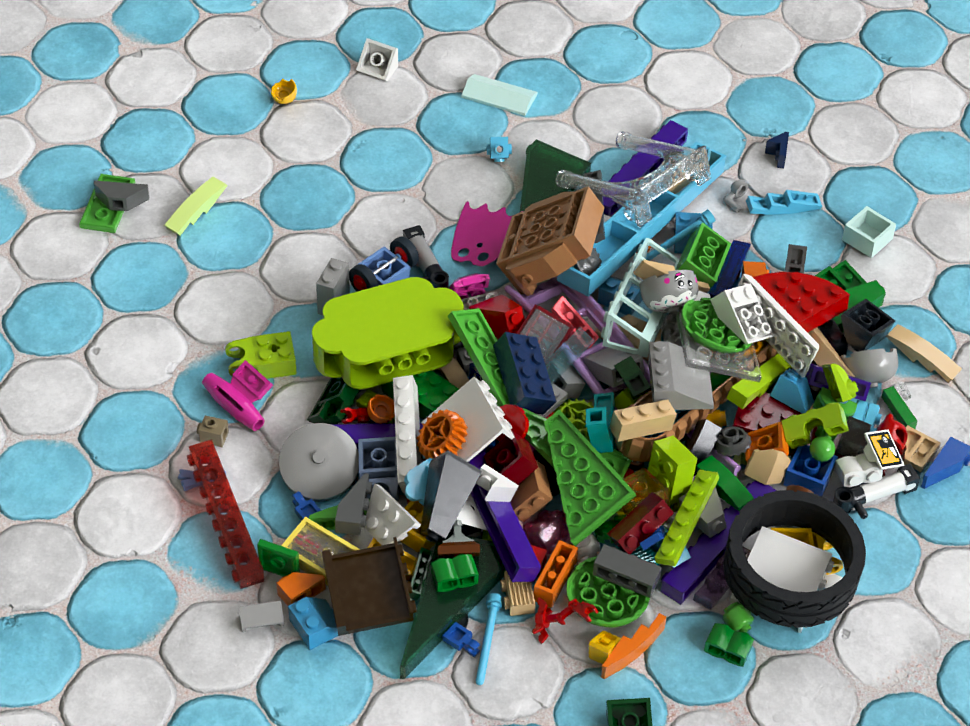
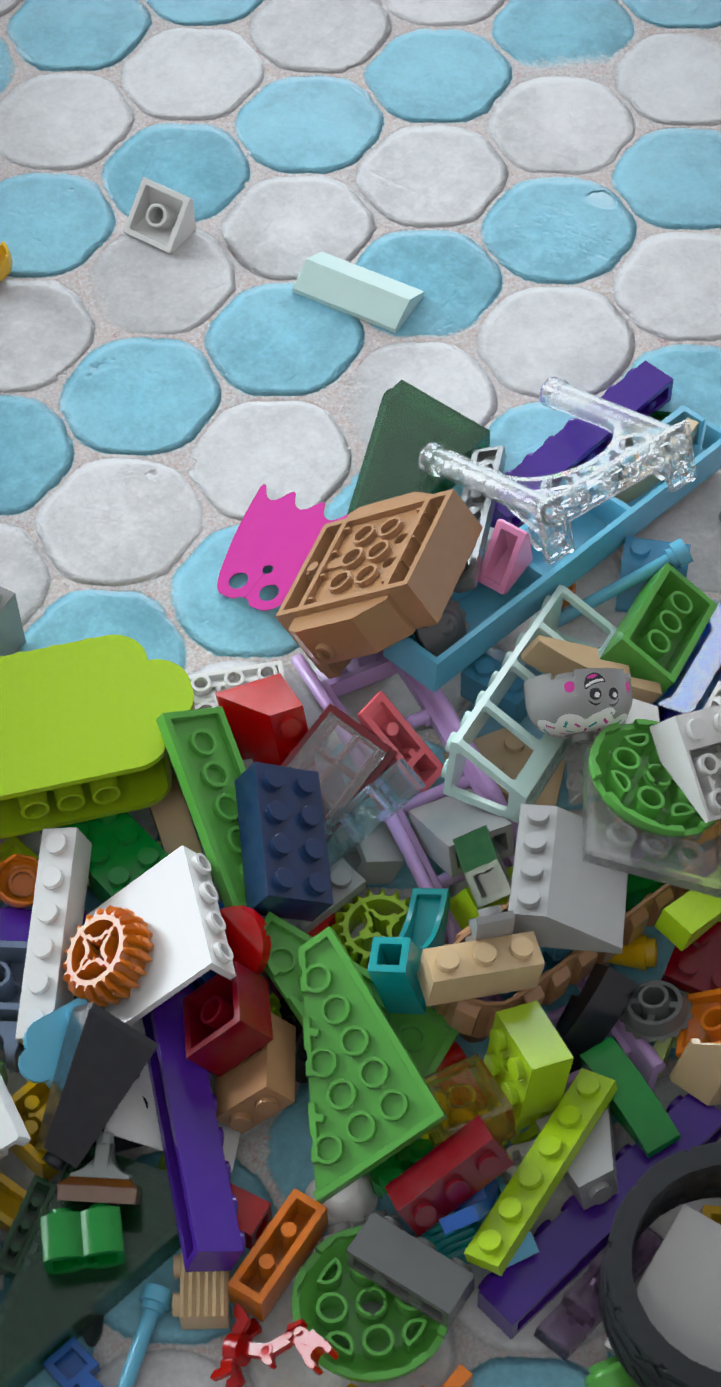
camera: 10 degrees right, 5 degrees up
(385, 265) = (87, 602): brick -> none
(427, 260) = (168, 593): piece -> none
(470, 284) = (238, 644): dark pink slope -> none
(499, 487) = (192, 1070): white slope -> none
(503, 143) = (334, 379): medium azure brick -> none
(547, 530) = (278, 1158): clear pink slope -> none
(617, 223) = (505, 557): none -> bright pink slope
(647, 395) = (491, 923): none -> light grey slope

